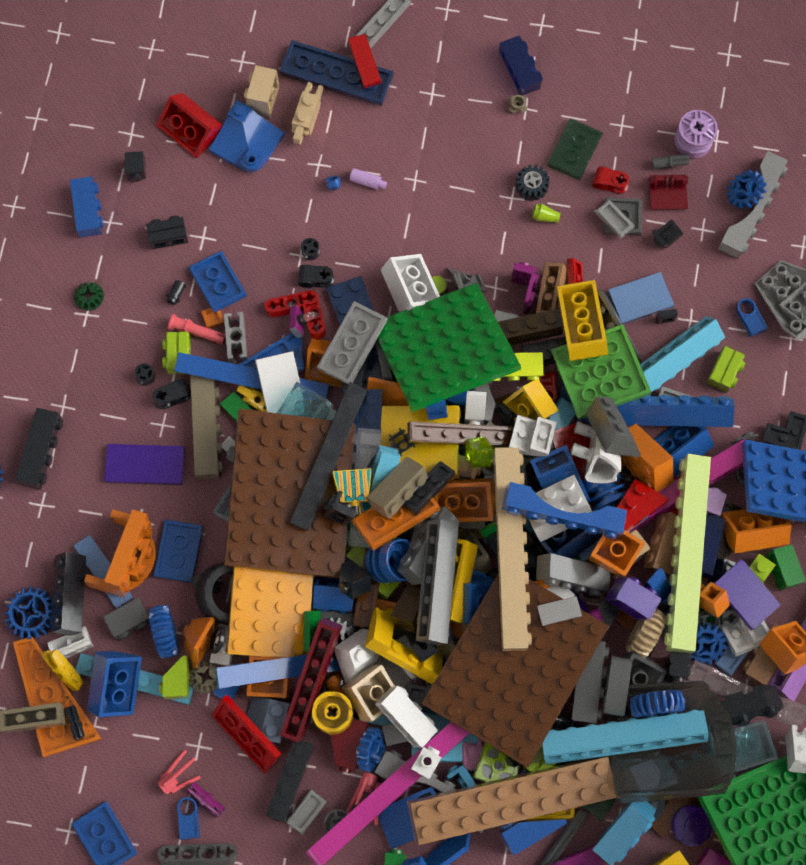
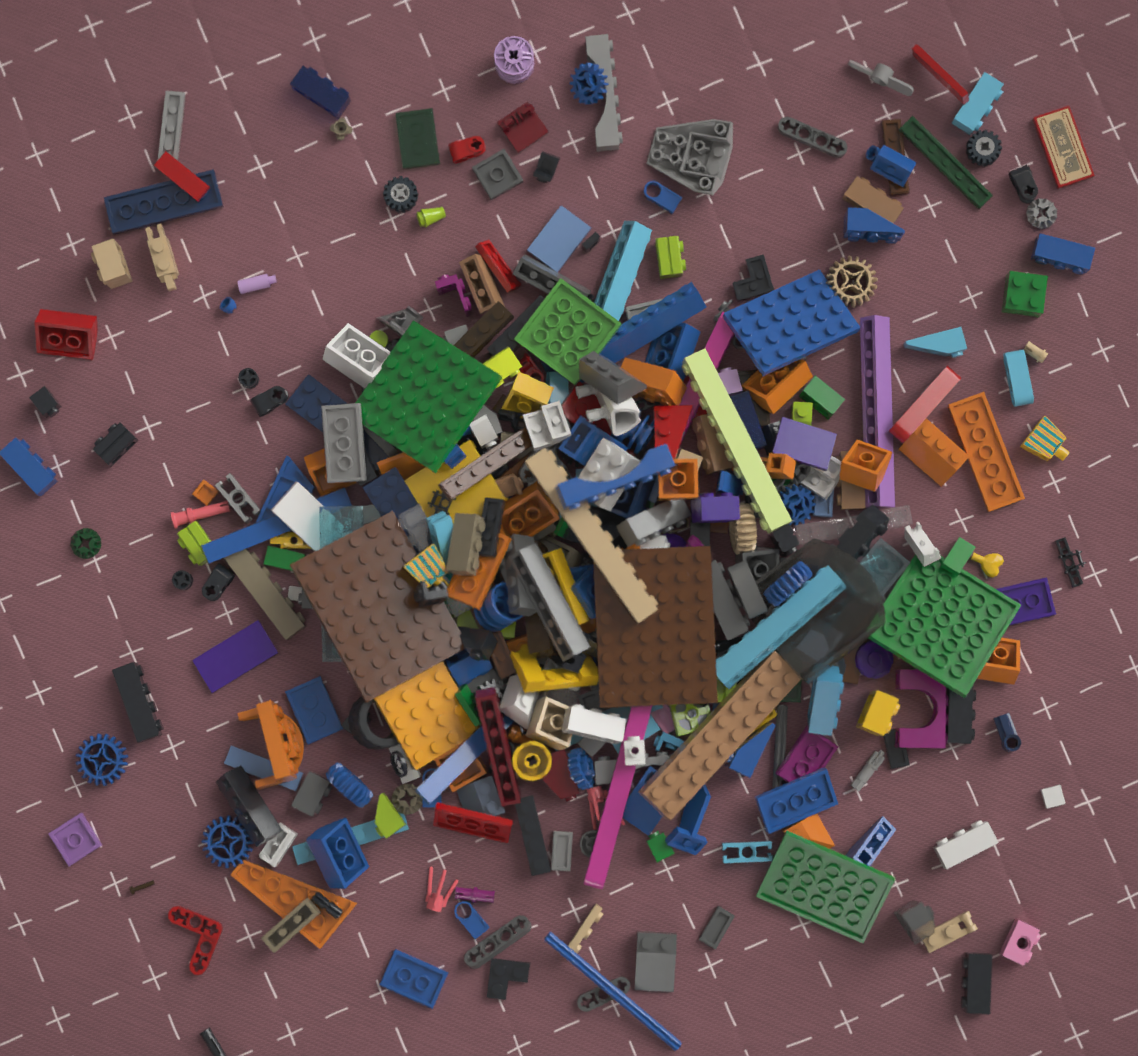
camera: 30 degrees left, 10 degrees up
(63, 669) = (288, 869): yellow hinge -> none
(175, 293) = (159, 492): black pin -> none
(197, 638) = (381, 772): orange slope -> none
(217, 281) = (188, 459): blue tile -> none
(246, 138) = (125, 314): blue slope -> none
(298, 319) = (282, 449): piece -> none
(313, 306) = (282, 432): red beam -> none
(328, 456) = (390, 554): black tile -> none
(479, 452) = (512, 469): clear neon green brick -> none
(559, 611) = (663, 561): light grey tile -> none
(582, 320) = (525, 298): yellow brick -> none
(614, 219) = (492, 183): light grey tile -> none
(670, 161) = (507, 98): dark grey axle -> none

